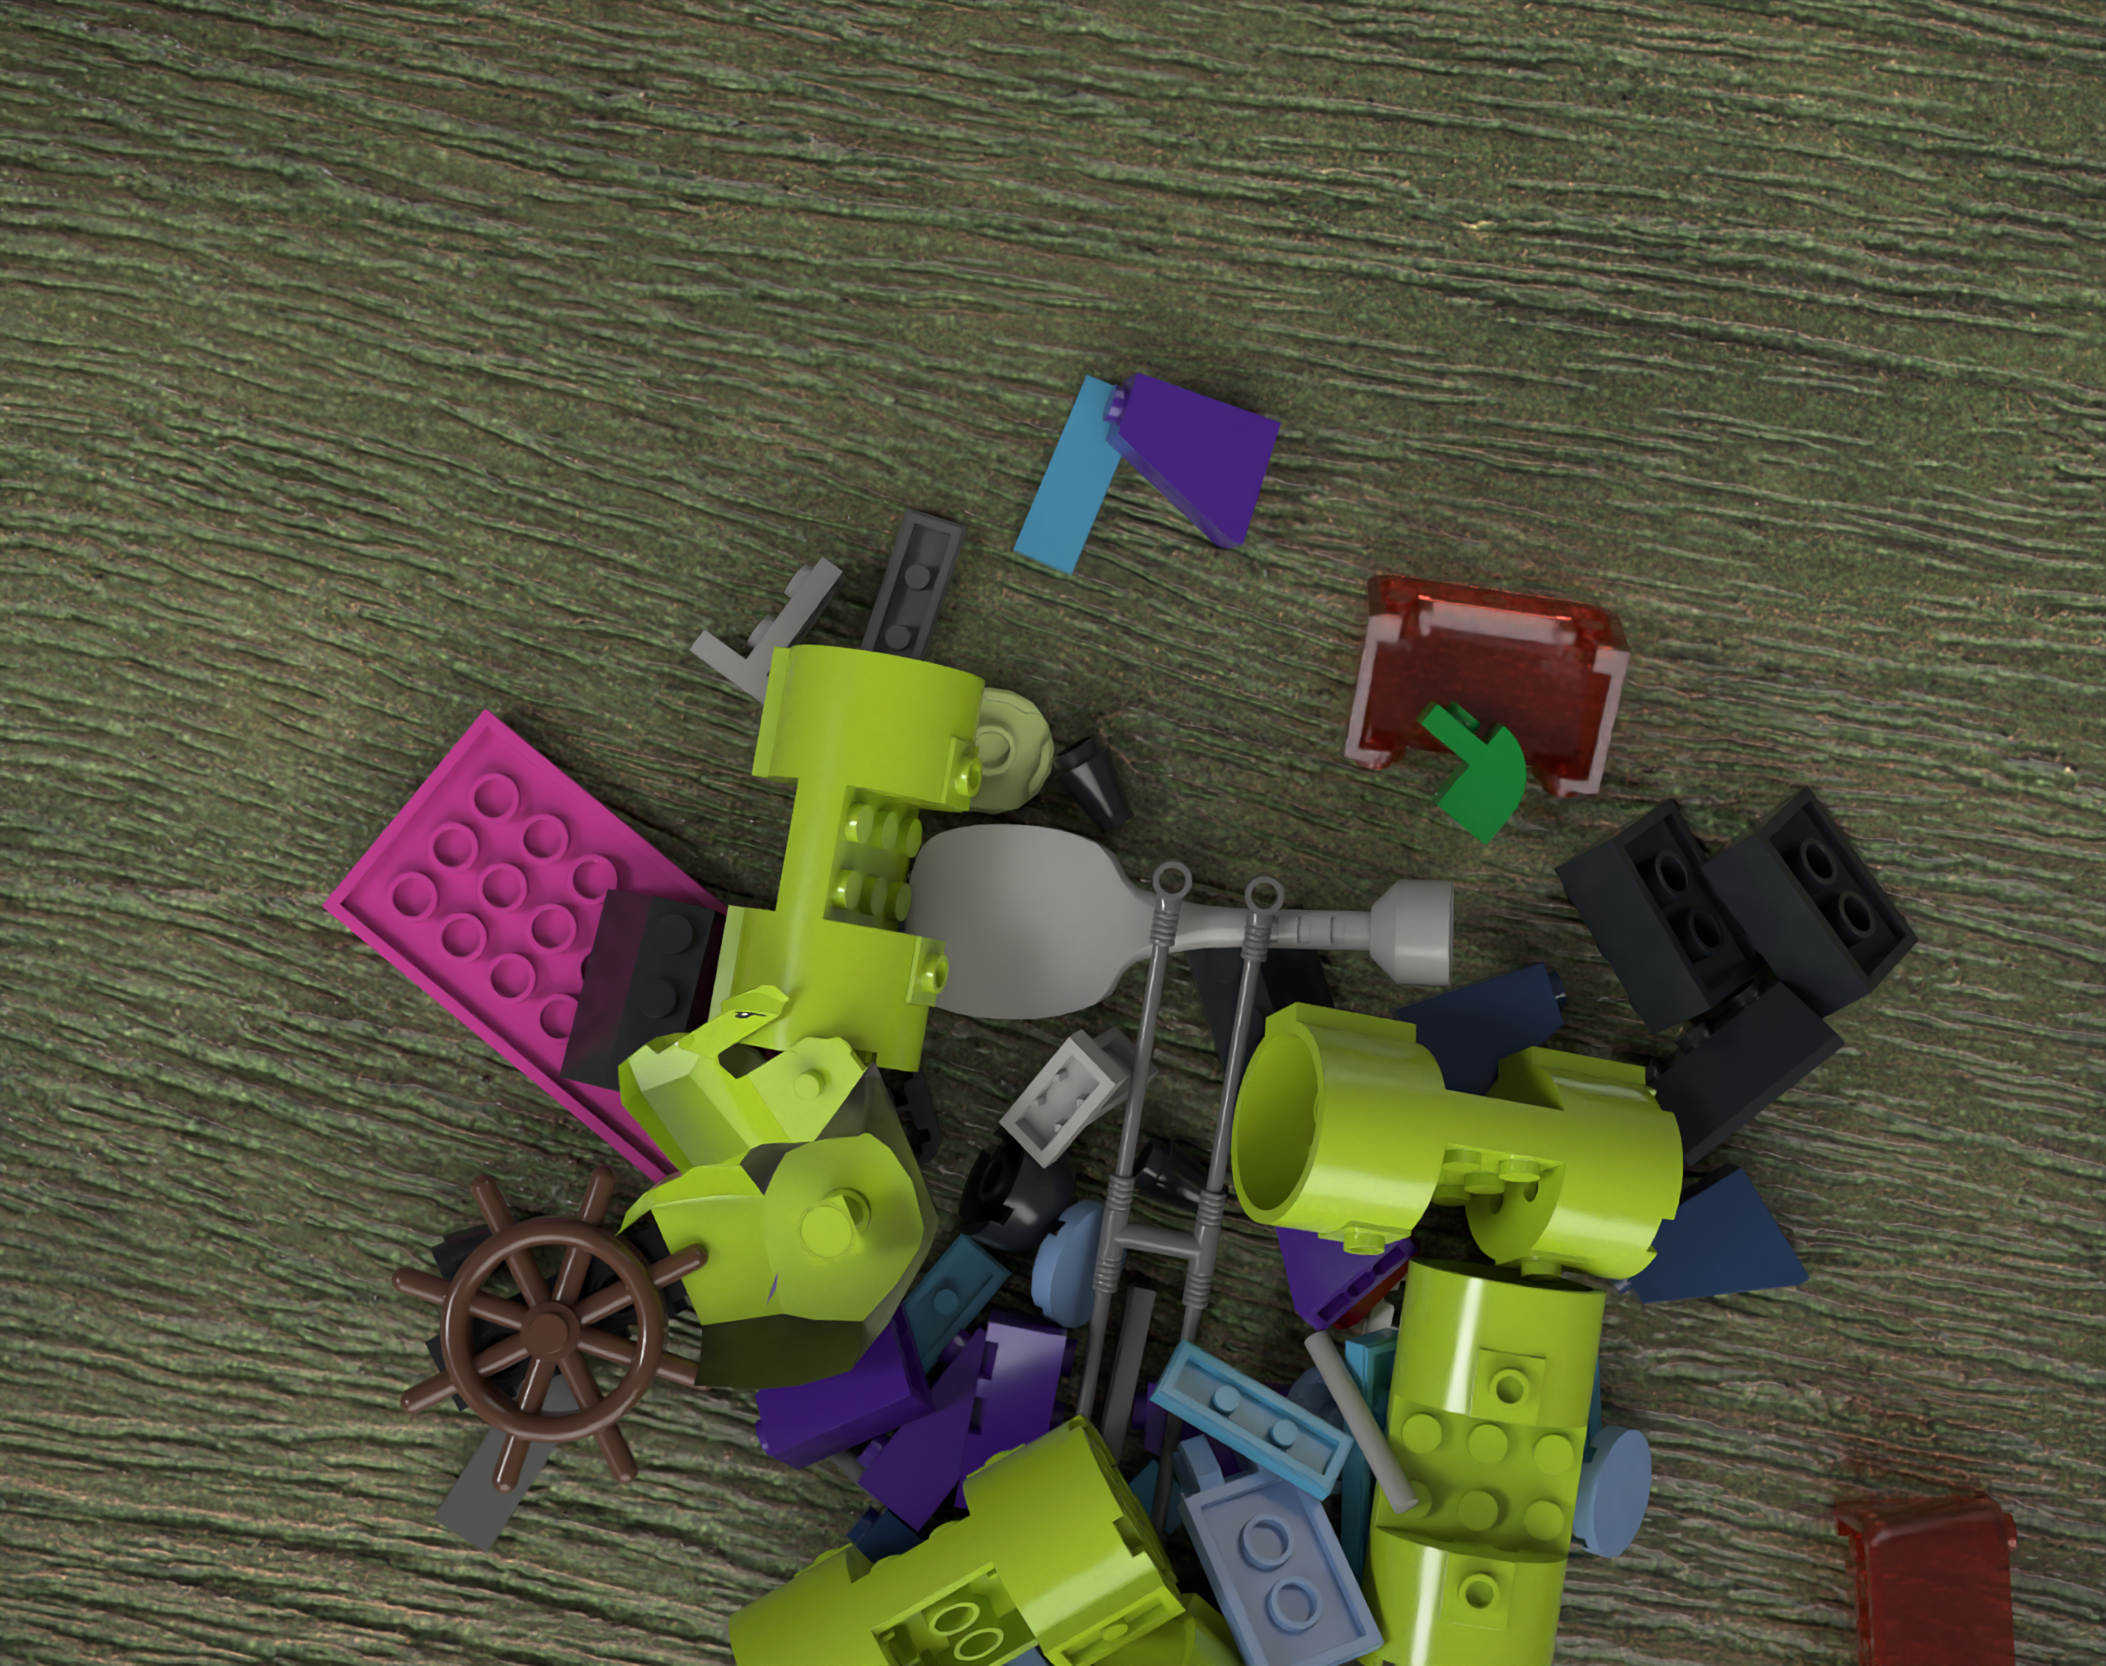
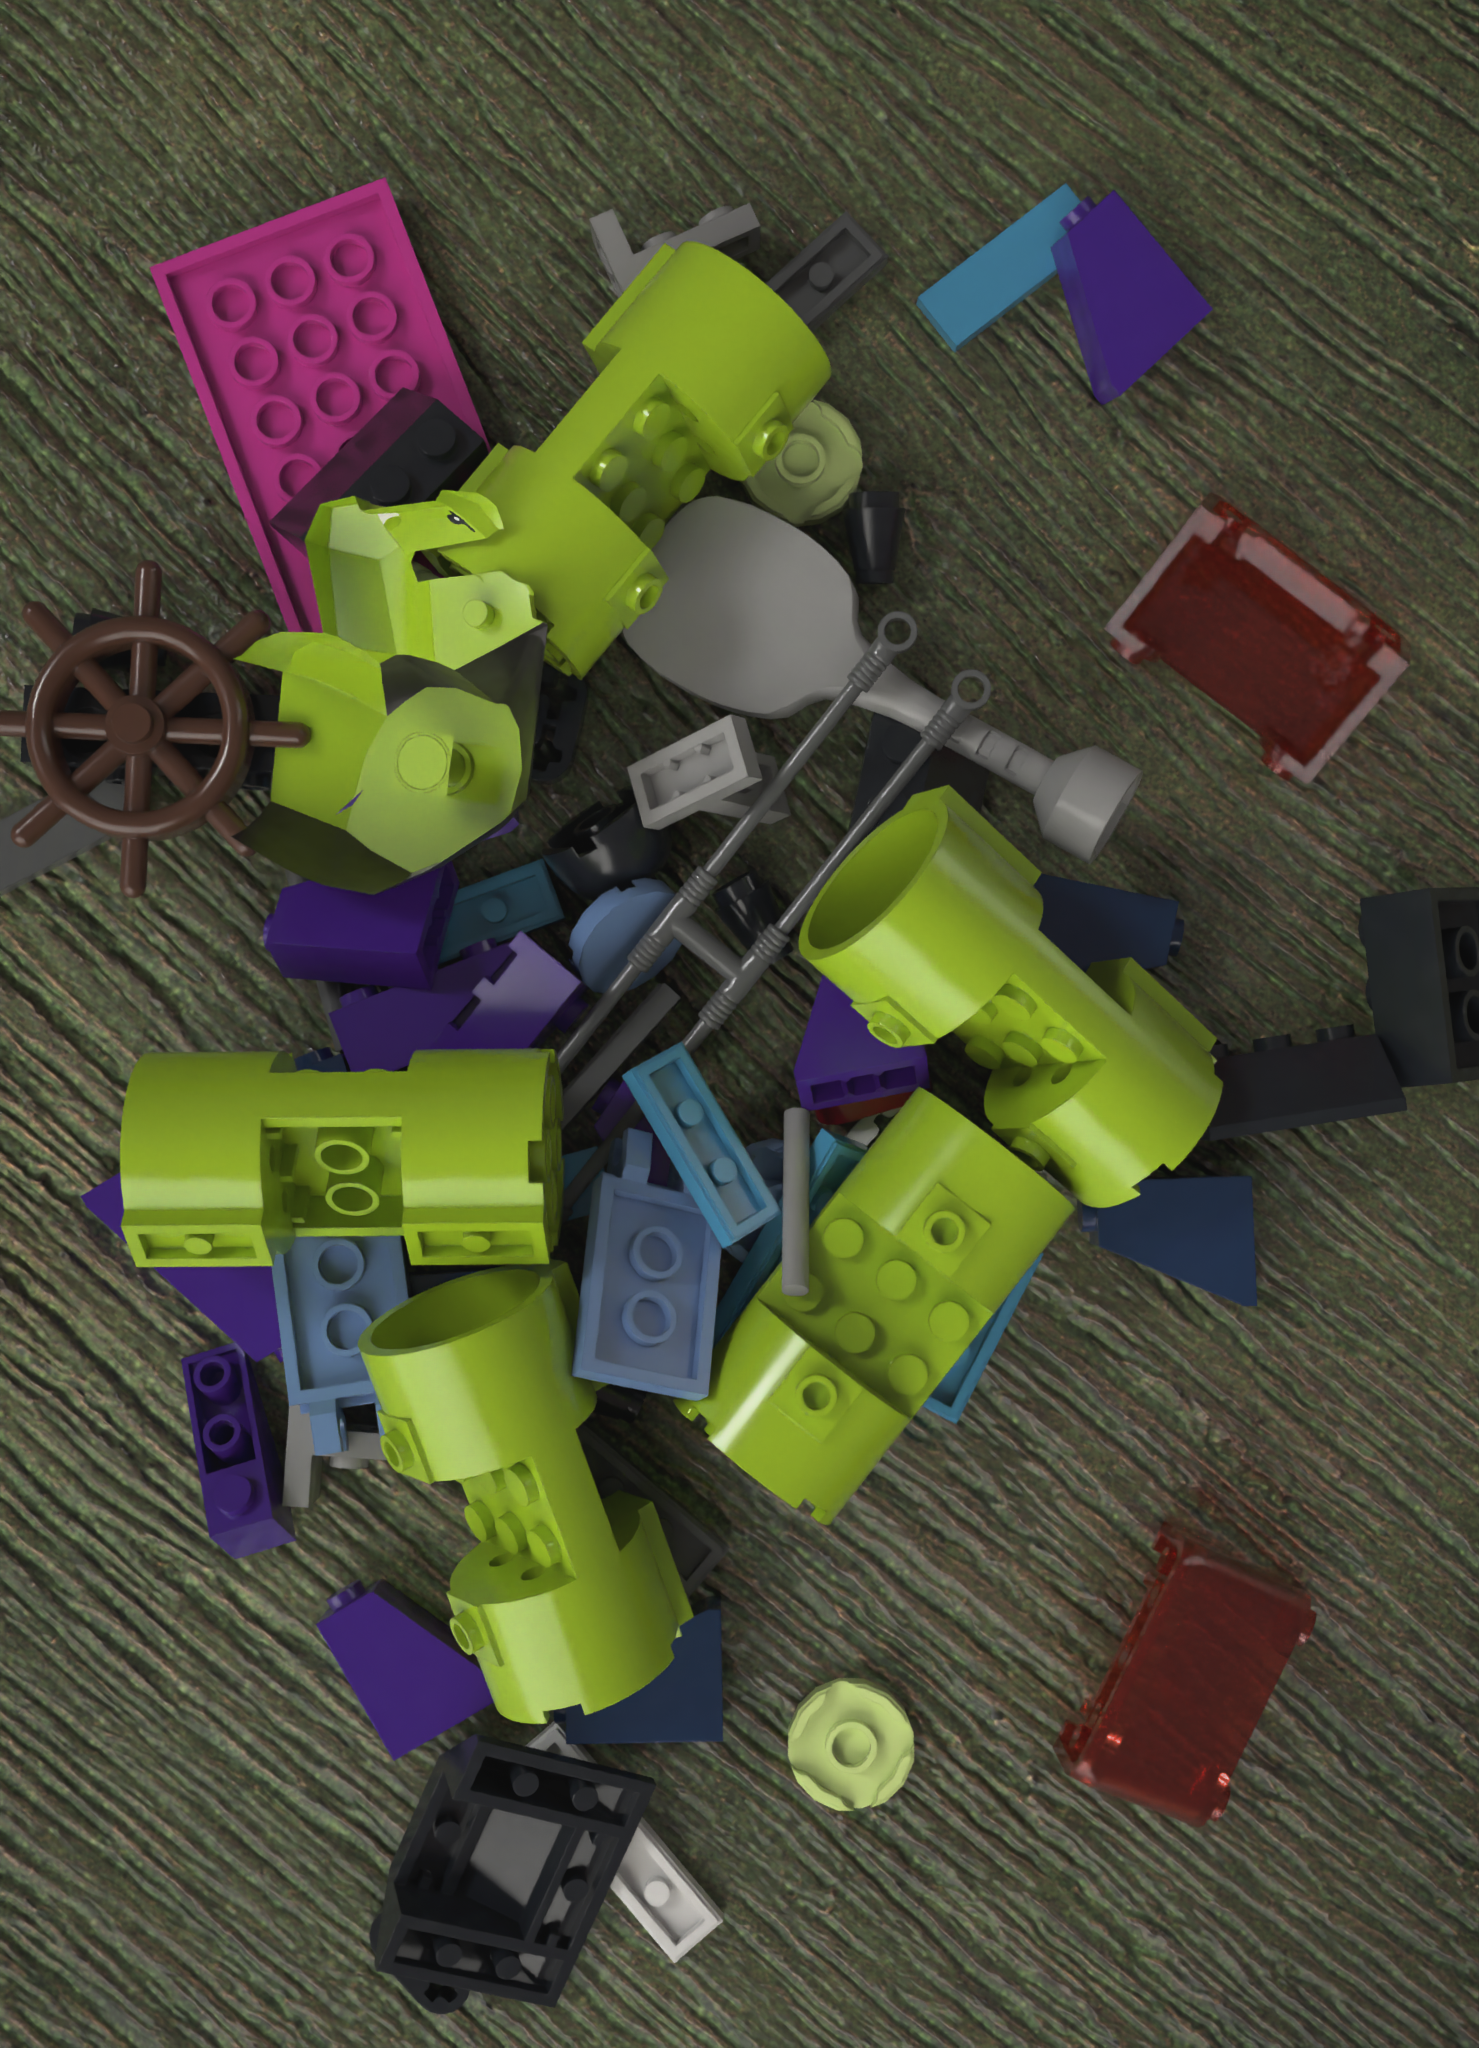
camera: 25 degrees right, 0 degrees up
(1490, 777) = (1225, 715): green brick -> none
(1613, 1491) = (980, 1393): medium blue tile -> none
(1658, 918) = (1299, 923): black slope -> none

